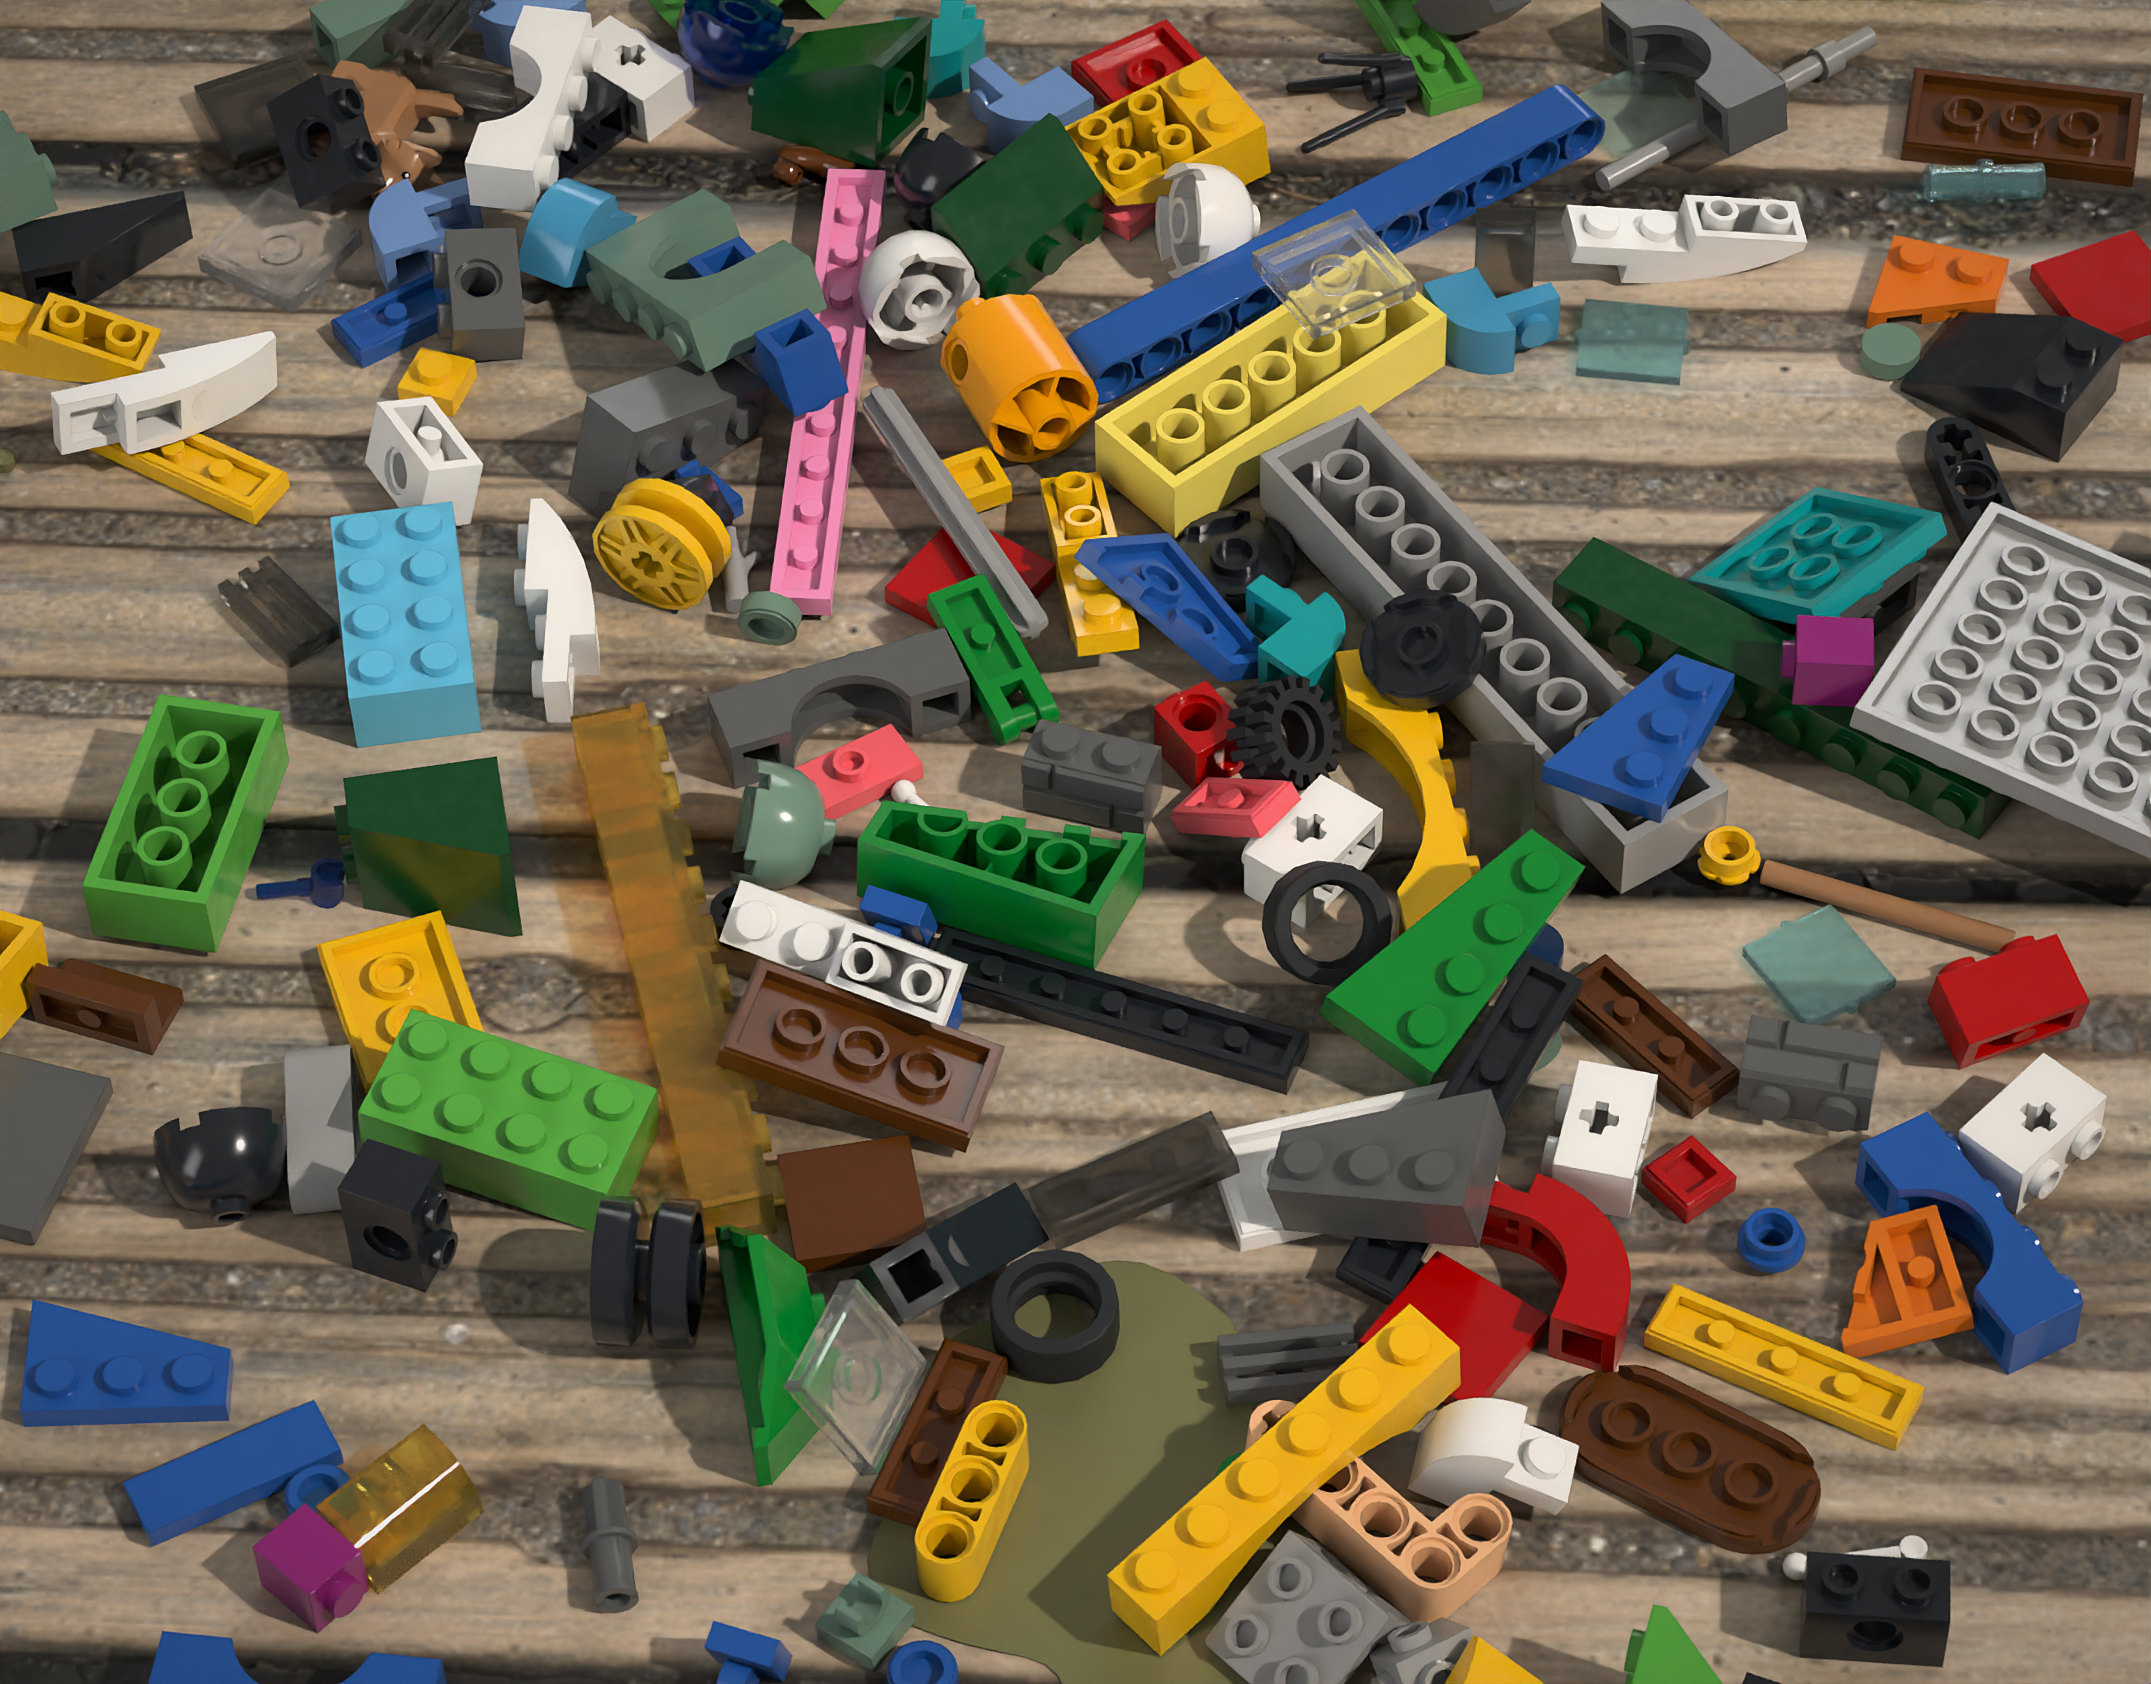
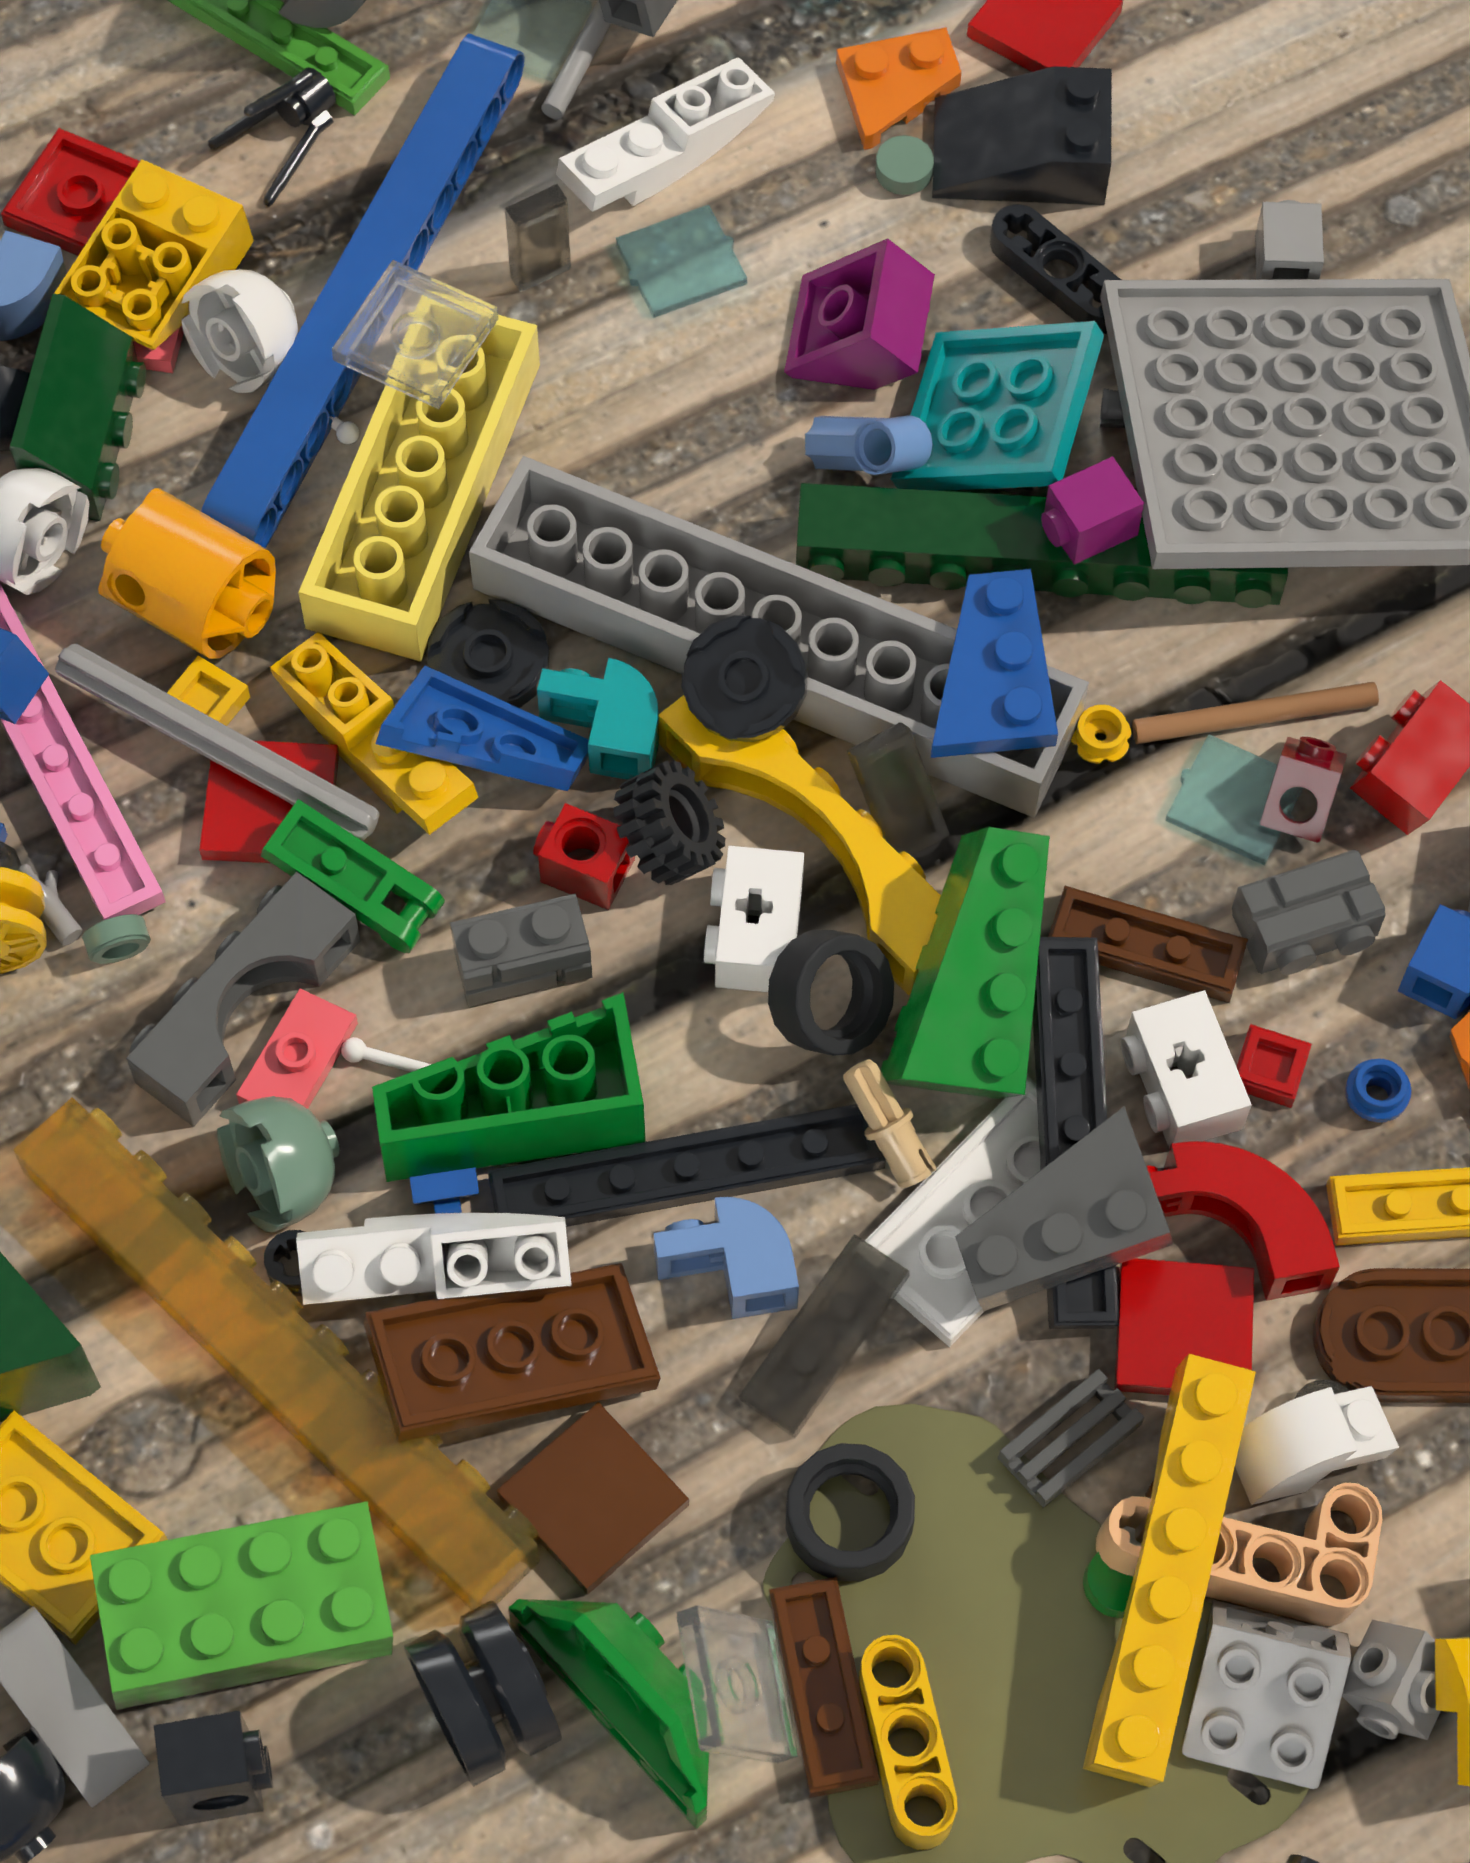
camera: 35 degrees left, 15 degrees up
(953, 1255) = (726, 1516): black slope -> none
(1106, 1082) = (742, 1243): none -> medium blue brick
(1235, 807) = (669, 915): coral plate -> none
(1303, 1046) = (889, 1124): none -> tan axle
(1489, 330) = (561, 310): dark azure brick -> none
(1681, 537) = (868, 443): none -> medium blue piece
(1756, 448) = (861, 319): none -> magenta slope
(1895, 962) = (1308, 765): none -> bracket

